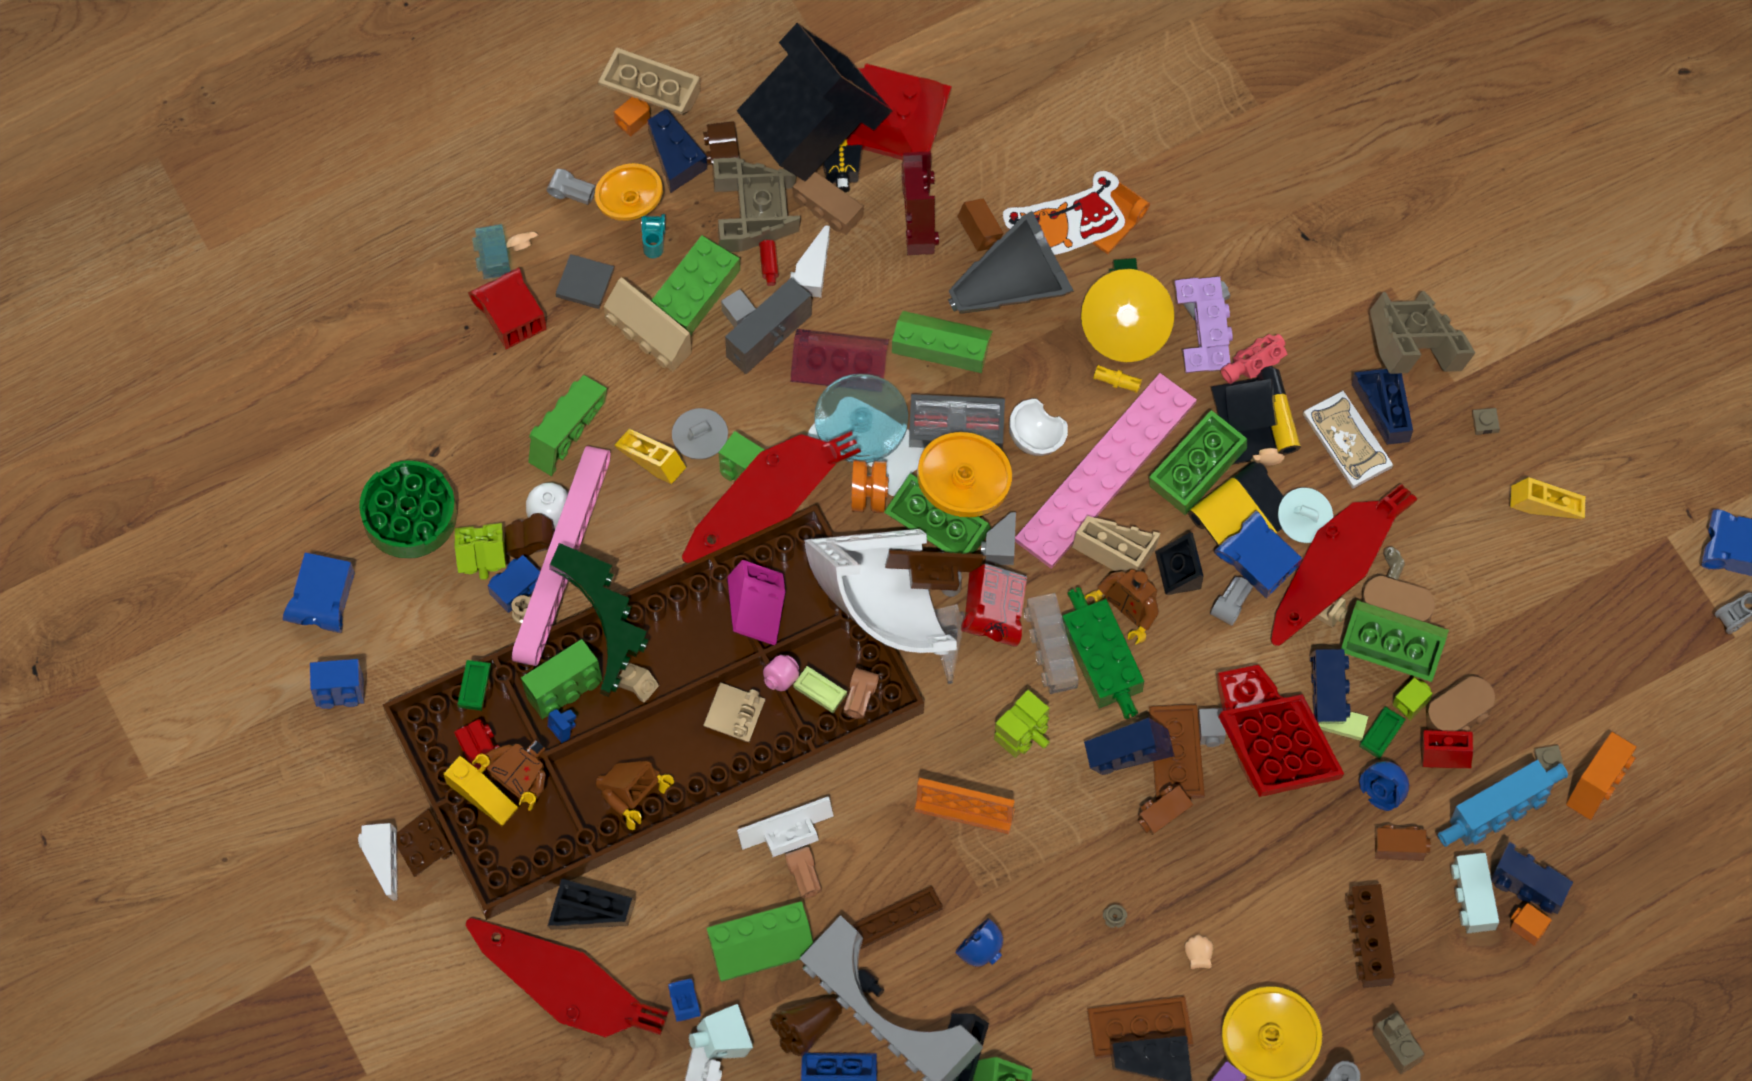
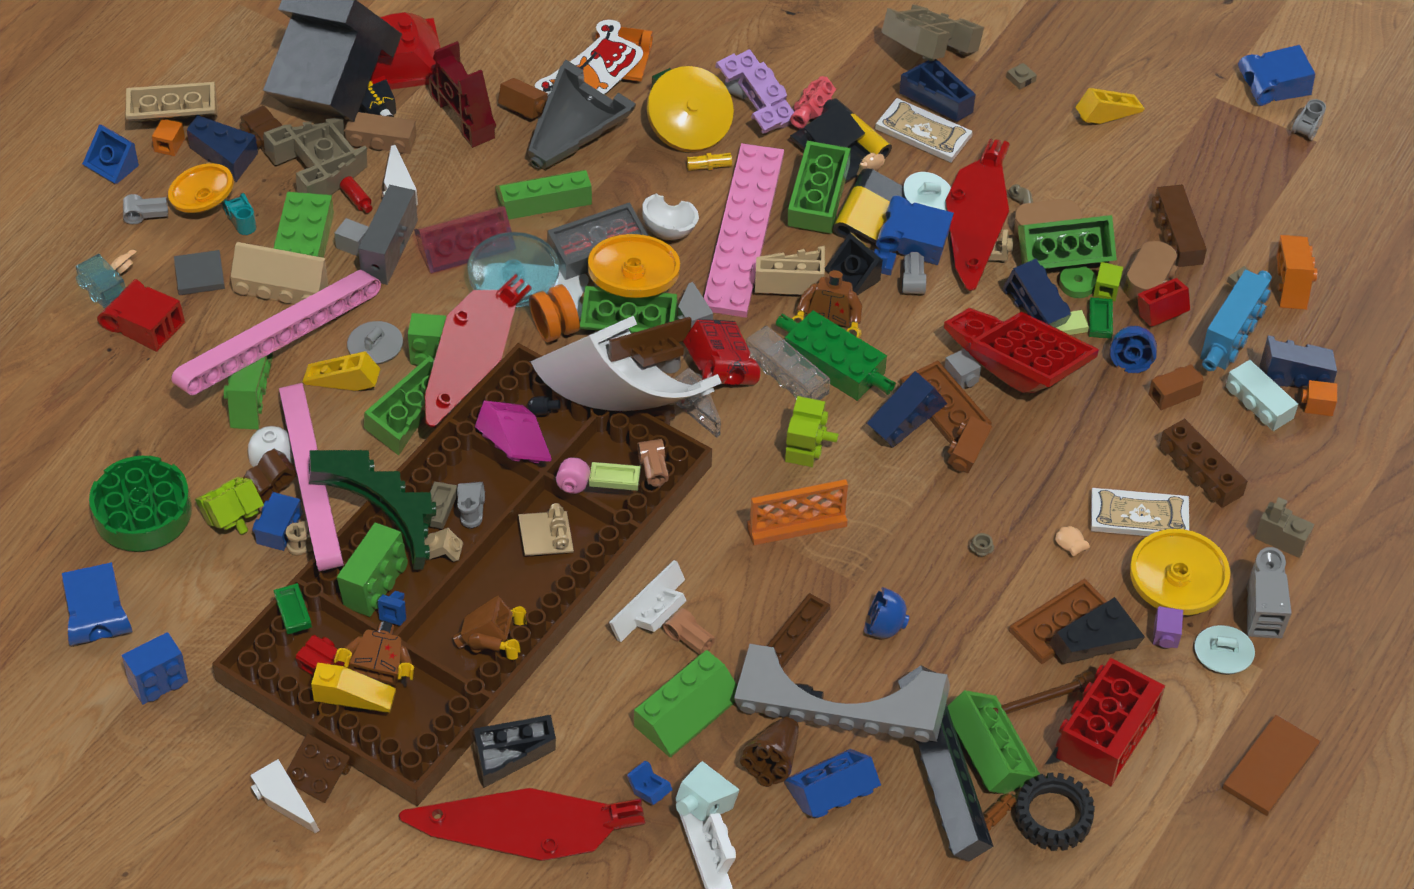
camera: 30 degrees left, 15 degrees down
(569, 114) = (111, 155): none -> blue slope
(610, 389) = (275, 332): none -> bright pink beam
(661, 636) = (444, 496): none -> dark tan plate
(673, 523) = (401, 409): none -> bright green wedge
(685, 650) = (470, 503): none -> light grey piece
(803, 580) = (542, 405): none -> black cylinder
(1215, 570) = (888, 259): none -> blue tile
(1280, 956) = (1137, 512): none -> tile
(1383, 692) = (1085, 284): none -> bright green piece
(1524, 670) = (1179, 225): none -> reddish brown brick

